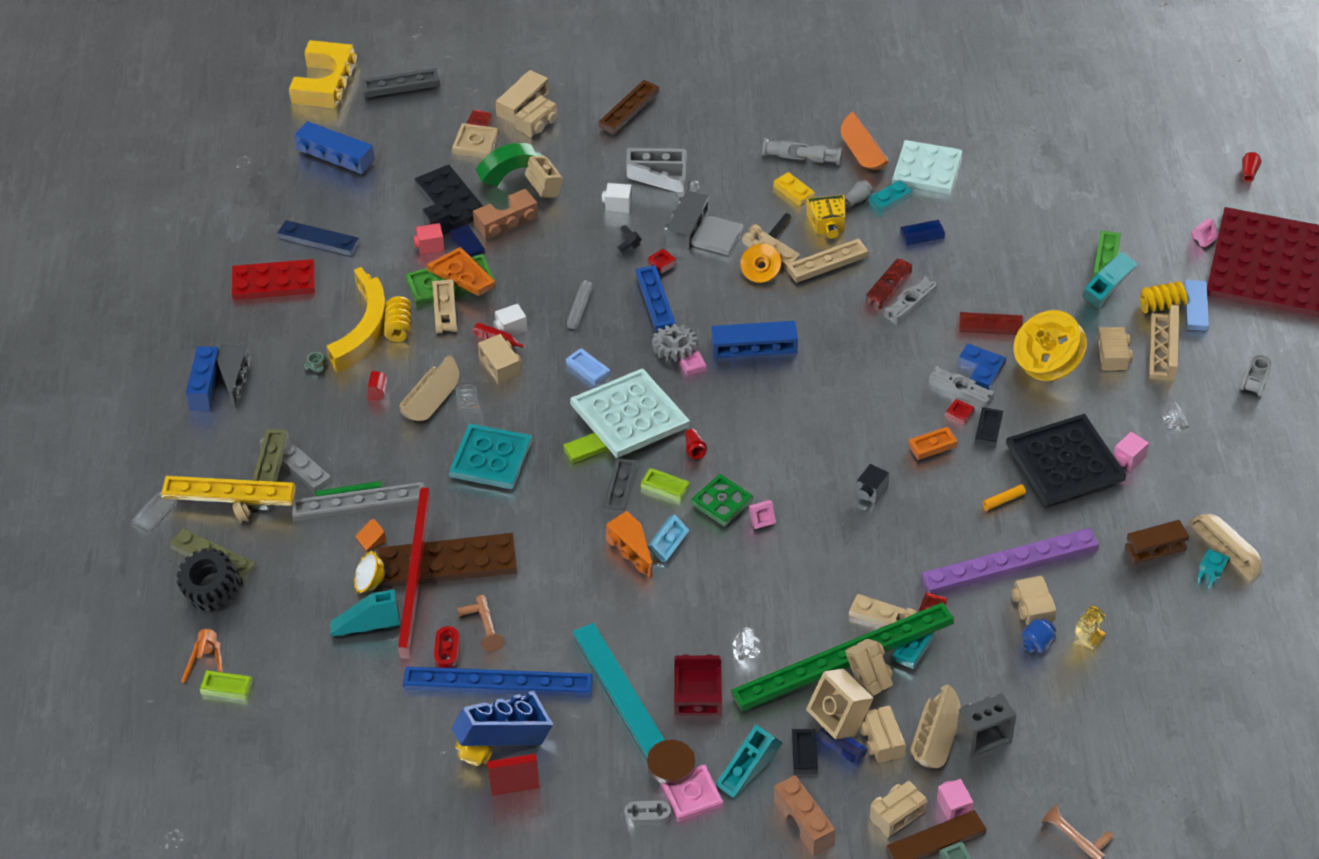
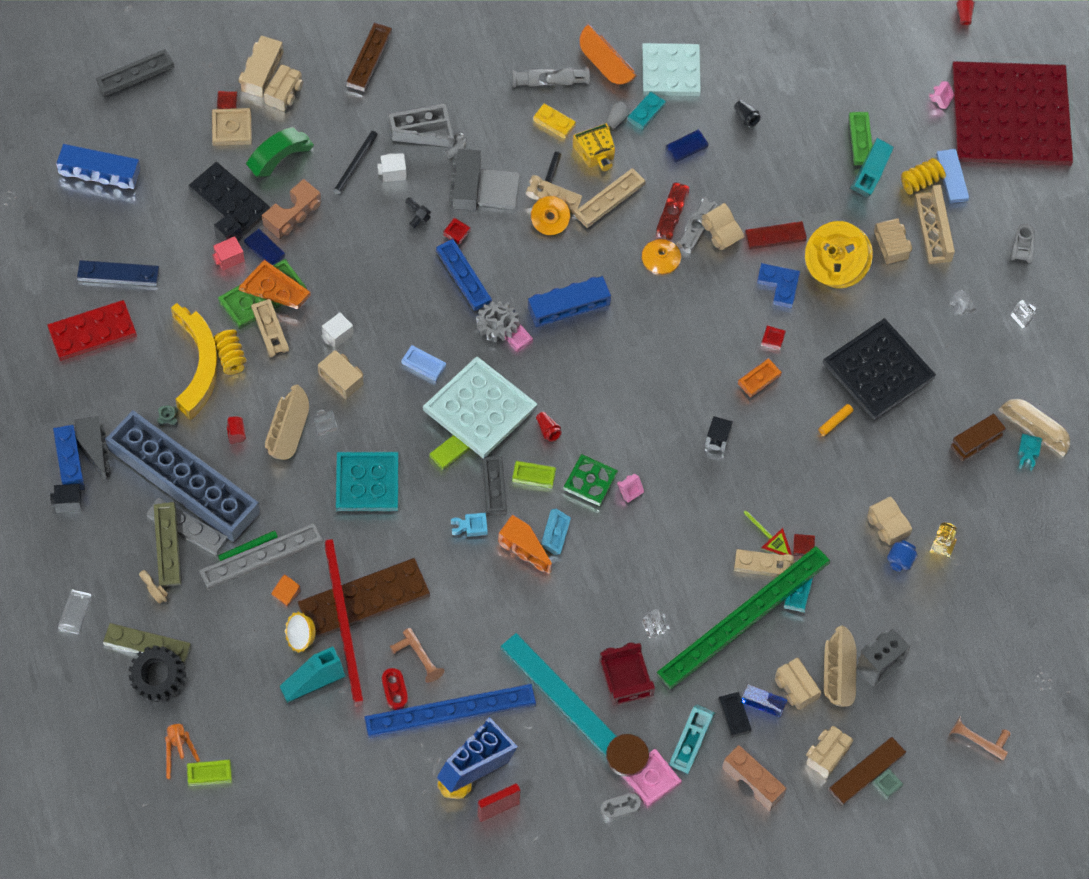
camera: 20 degrees left, 15 degrees up
(187, 411) = (66, 498): none -> black brick
(228, 490) = (140, 576): yellow tile -> none
(308, 413) = (183, 476): none -> sand blue brick
(326, 90) = (64, 98): yellow arch -> none
(486, 332) = (326, 348): red piece -> none
(543, 176) = (315, 159): tan brick -> none
(579, 305) = (394, 296): light grey axle -> none
(583, 189) = (355, 162): none -> black bar
(584, 515) = (473, 524): none -> medium azure plate
(839, 703) = (756, 667): tan brick -> none
(864, 321) = (661, 263): none -> light orange dish
(869, 666) = (771, 624): tan brick -> none
(903, 599) = (777, 544): none -> piece
(935, 302) = (722, 227): none -> tan brick
(954, 799) = (873, 731): bright pink brick -> none
(973, 393) = (780, 315): light grey piece -> none
(988, 427) = (803, 348): black tile -> none
(994, 215) = (747, 113): none -> black cone
(1009, 561) = (857, 484): medium lavender plate -> none
(1131, 451) = (933, 348): bright pink brick -> none
(1240, 438) = (1024, 313): none -> clear tile

